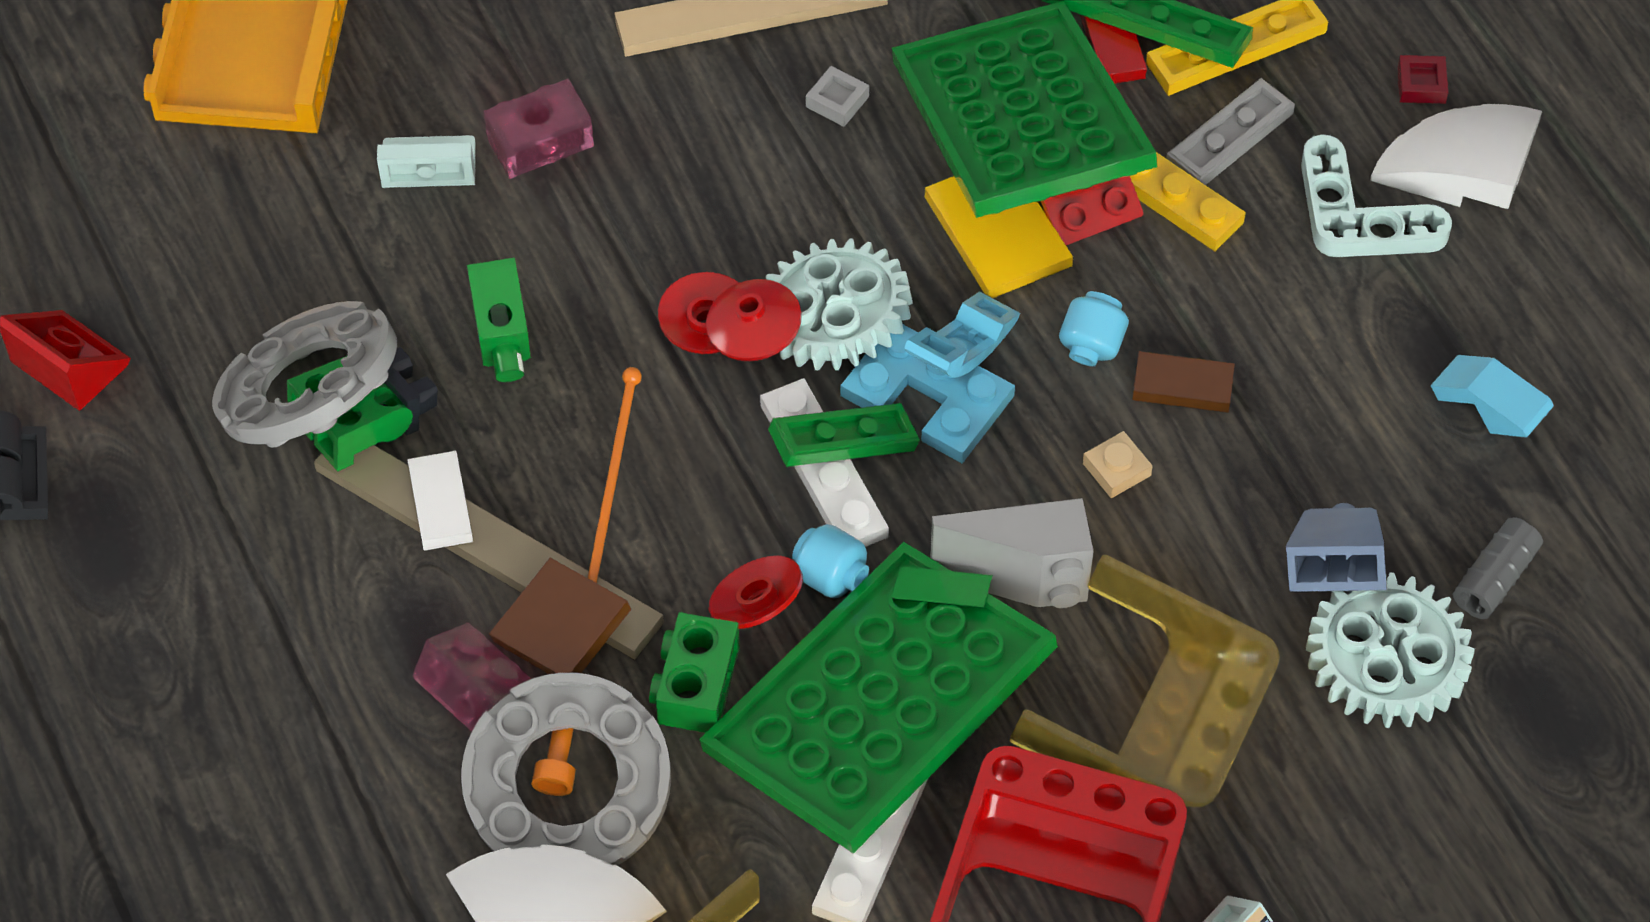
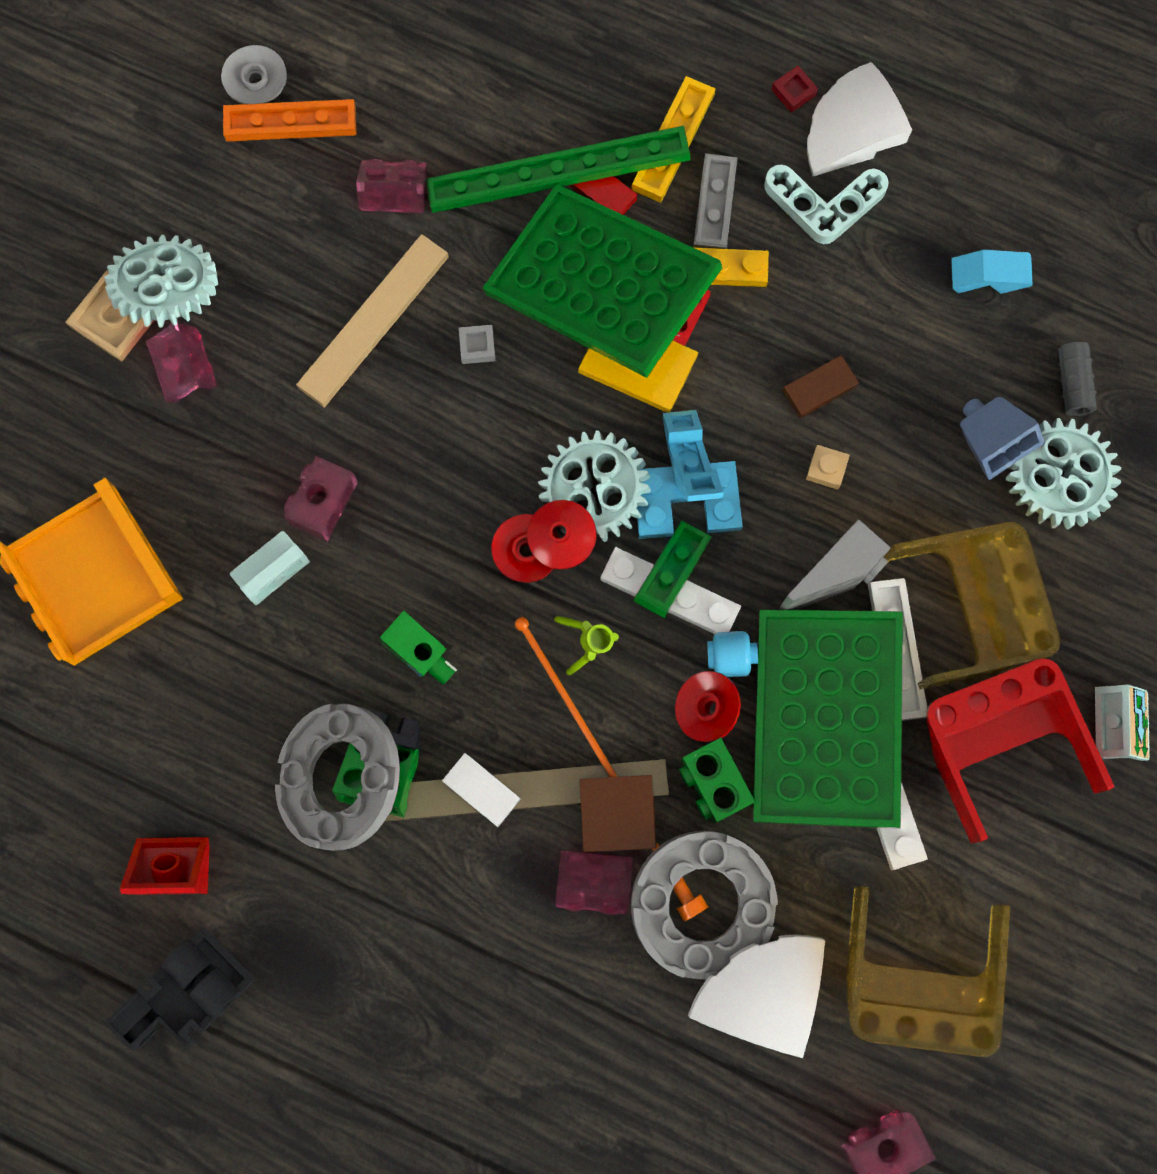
camera: 40 degrees left, 20 degrees up
(687, 429) = (594, 640): none -> lime plant
(941, 586) = (809, 625): green sticker -> none
(1073, 636) = (893, 596): none -> white plate
(1093, 328) = (750, 392): medium azure head -> none

